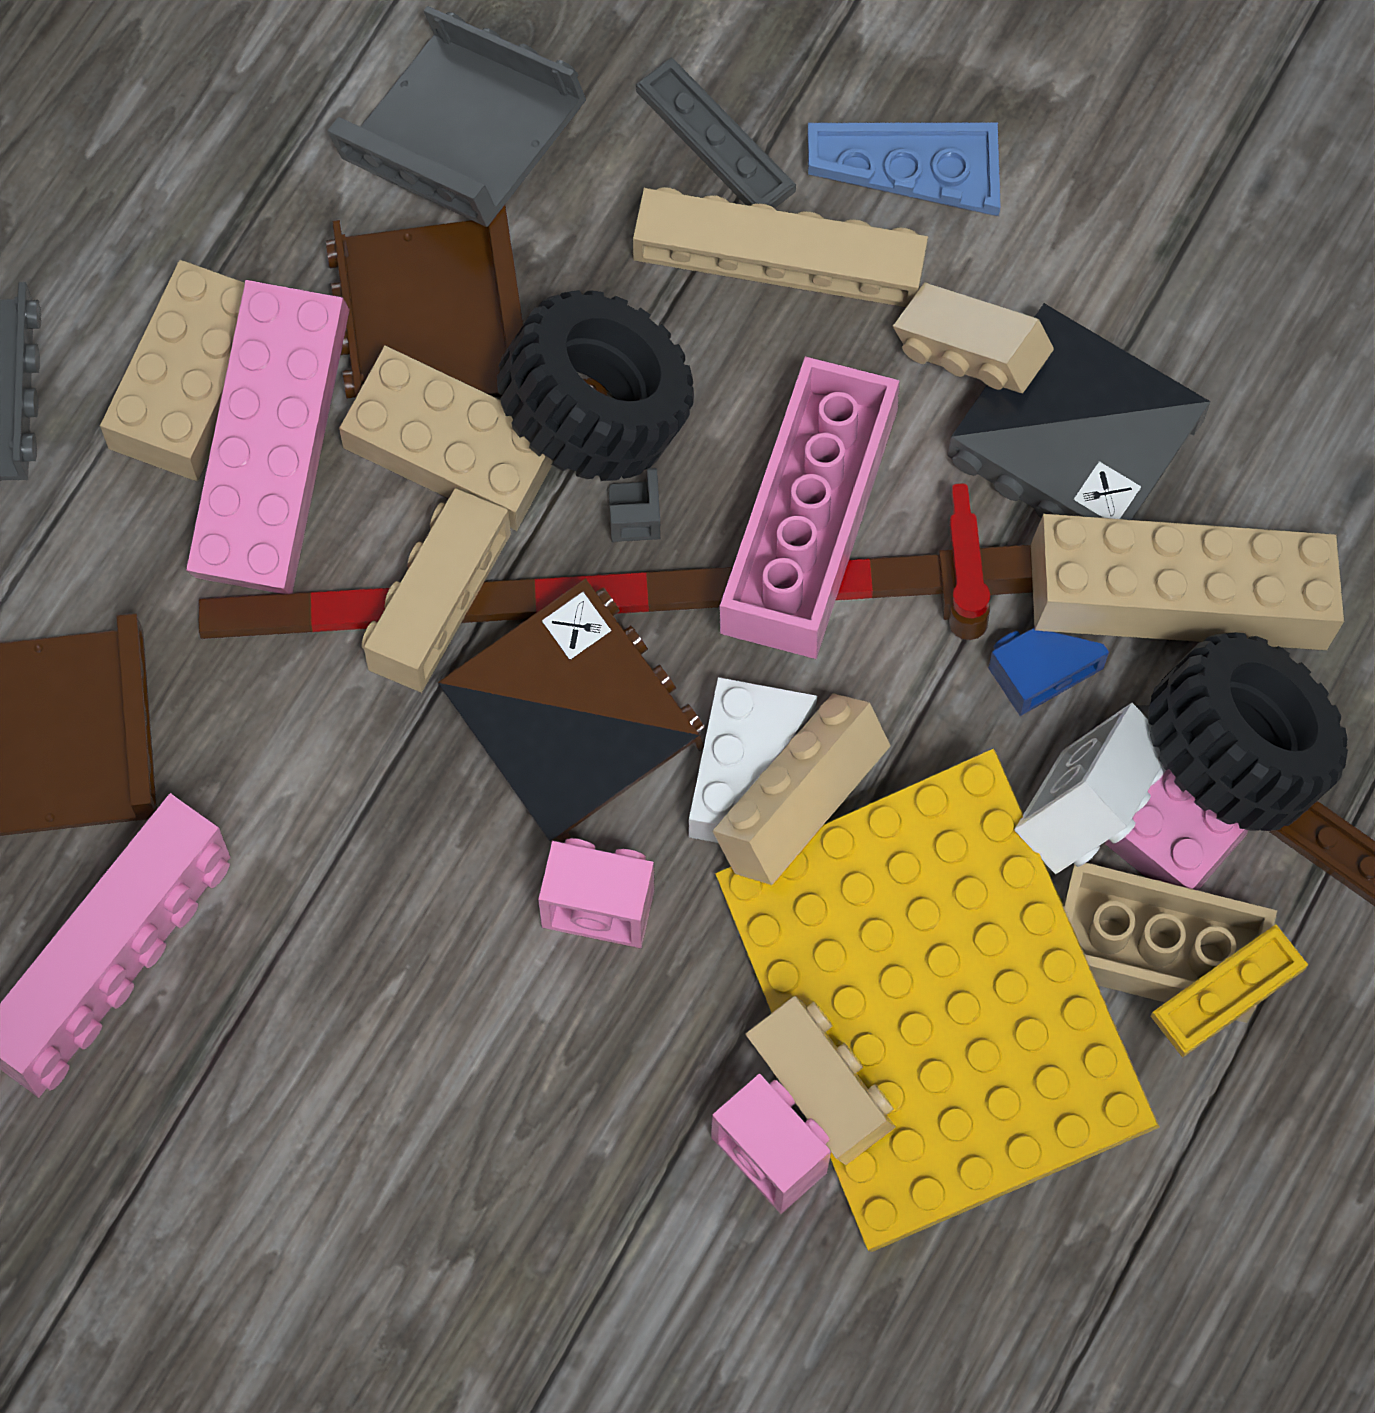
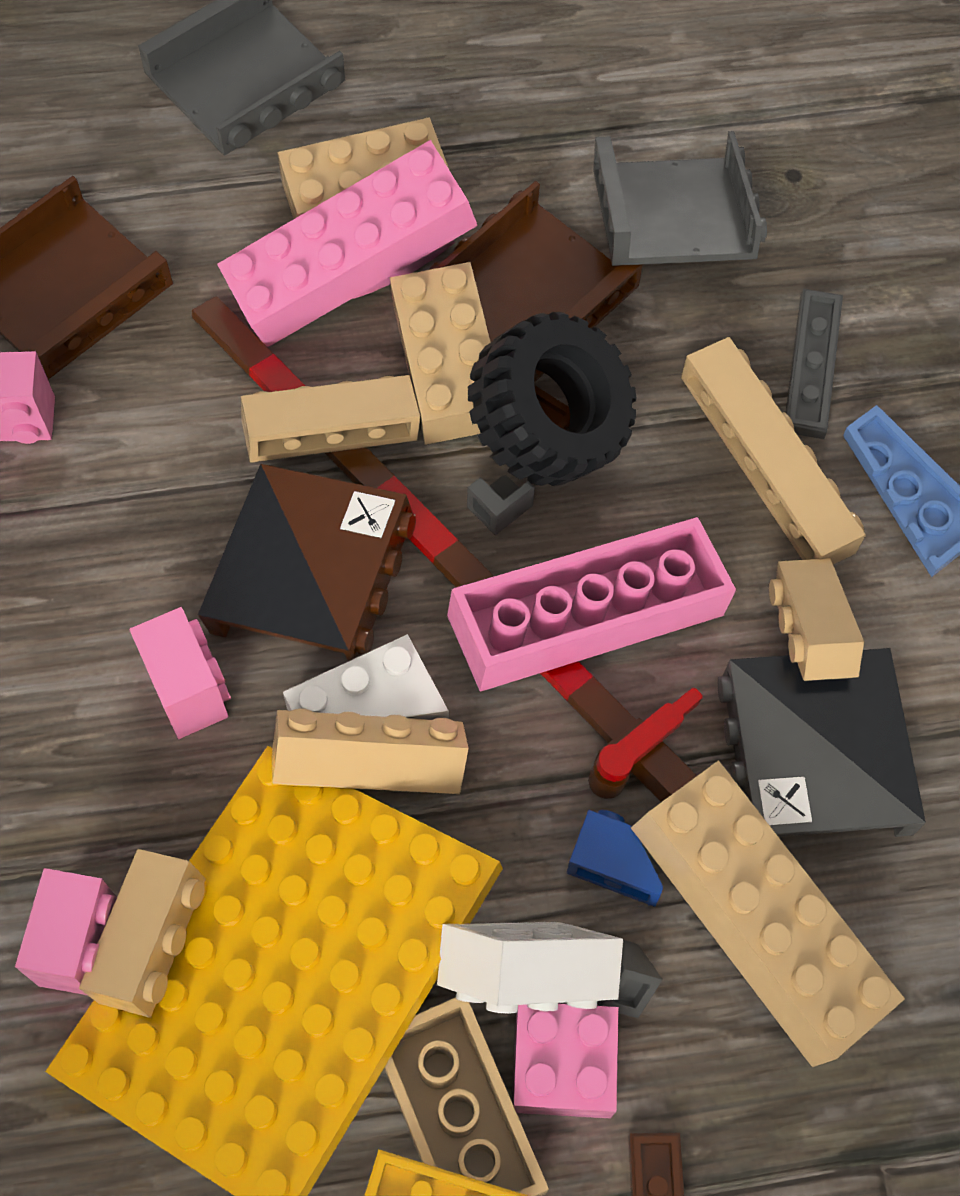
camera: 50 degrees right, 5 degrees down
(1247, 732) = (723, 1058): black tyre -> none

